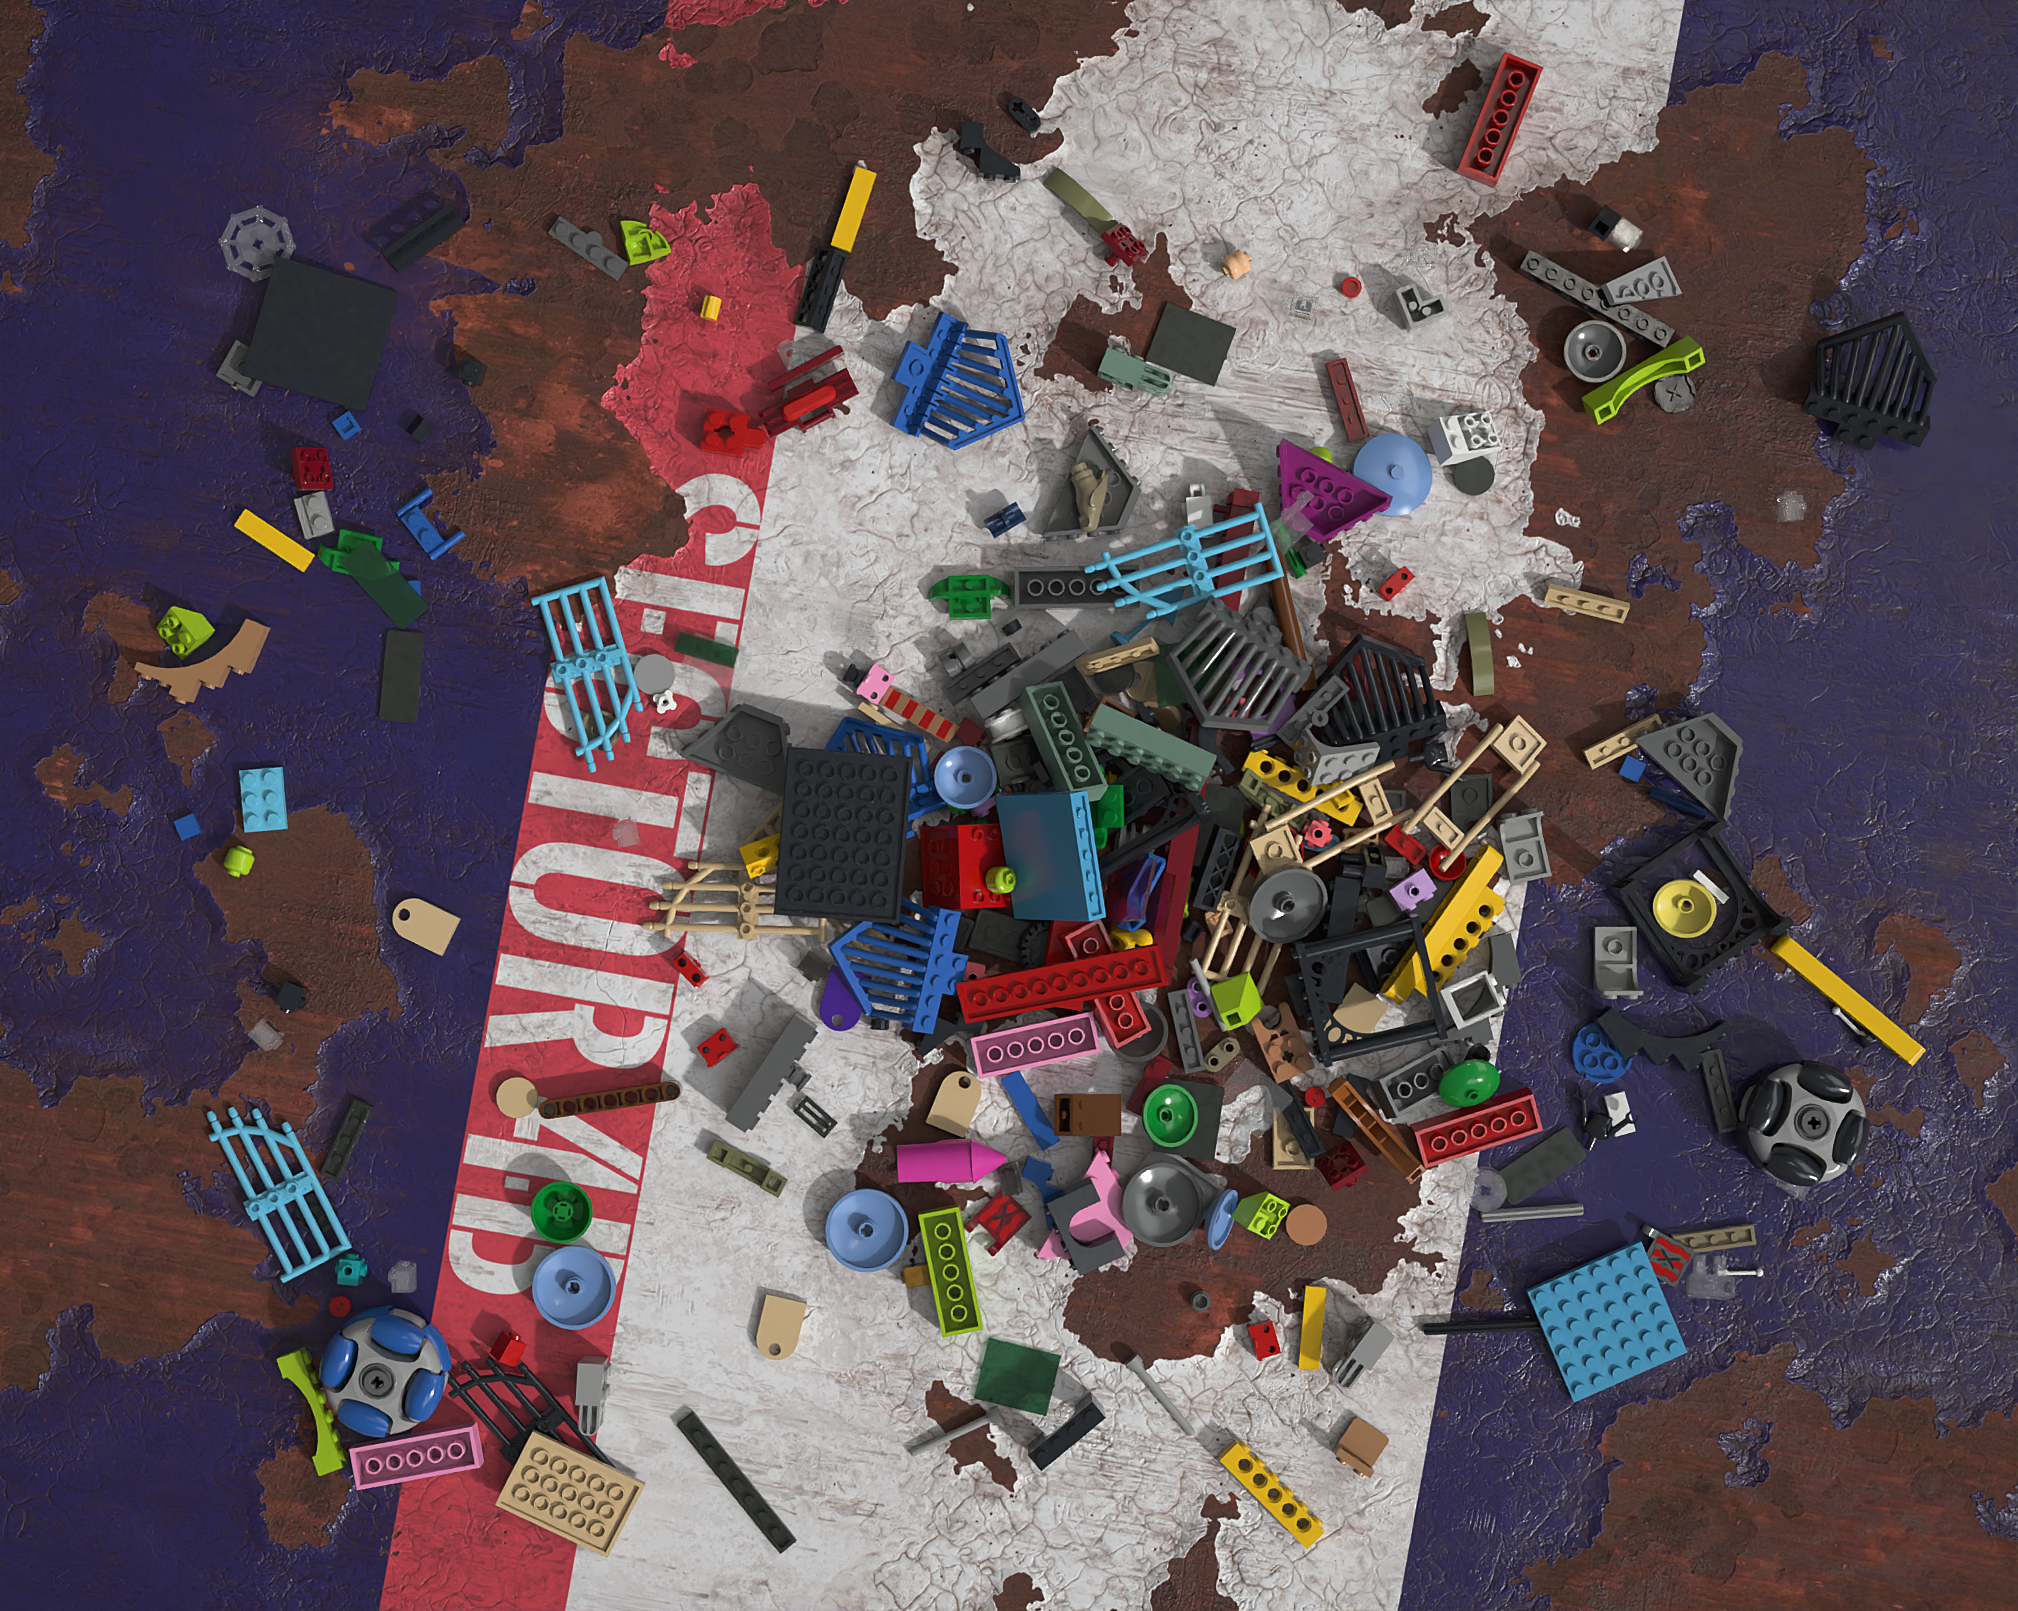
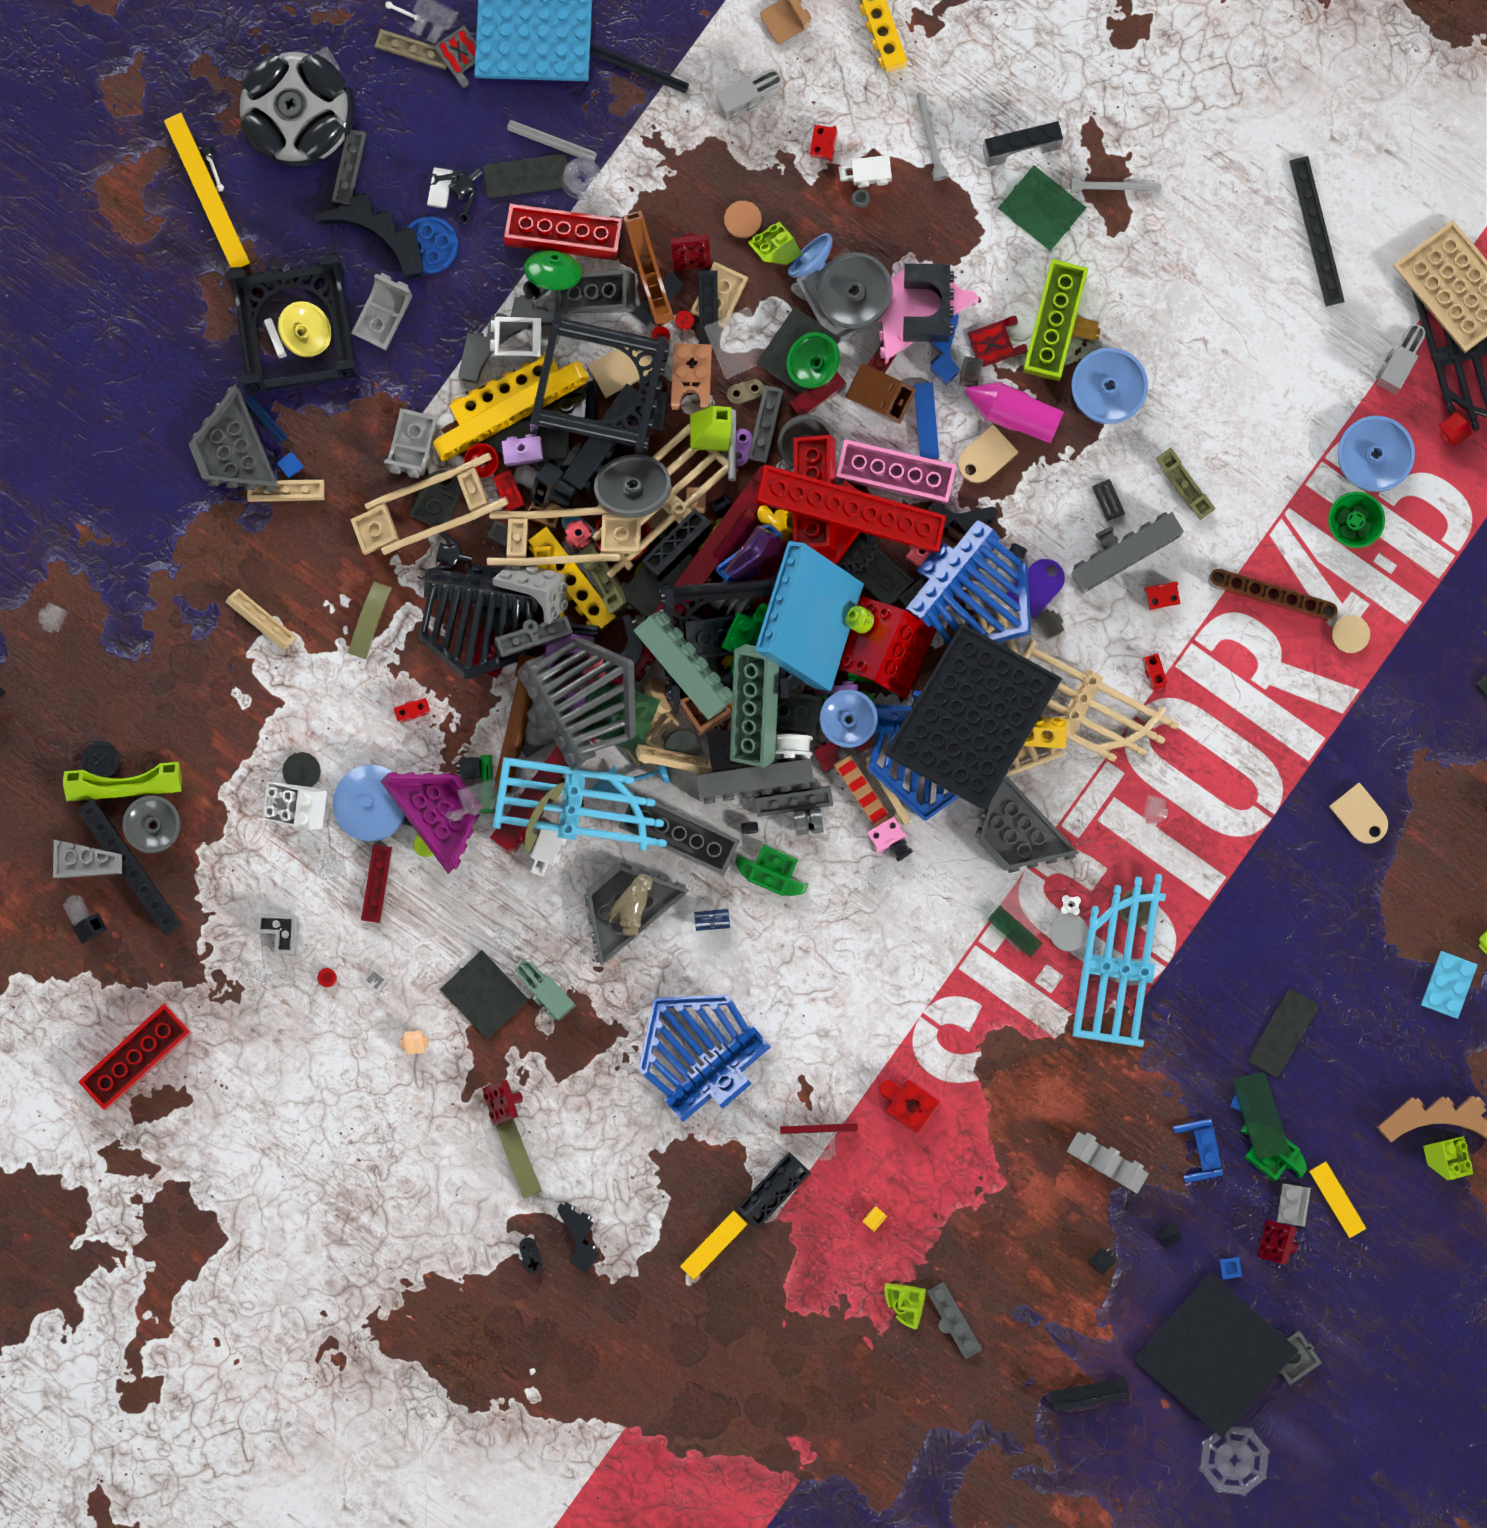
camera: 155 degrees left, 5 degrees down
(511, 469) = (1108, 1161): none -> light grey brick
(781, 1325) = (1219, 343): tan tile -> none
(805, 398) = (830, 1101): dark red piece -> none
(1206, 1331) = (867, 171): none -> white brick
(1218, 560) = (530, 837): none -> olive slope
(1312, 1327) = (778, 133): yellow tile -> none
(1331, 1072) = (660, 331): none -> red tile

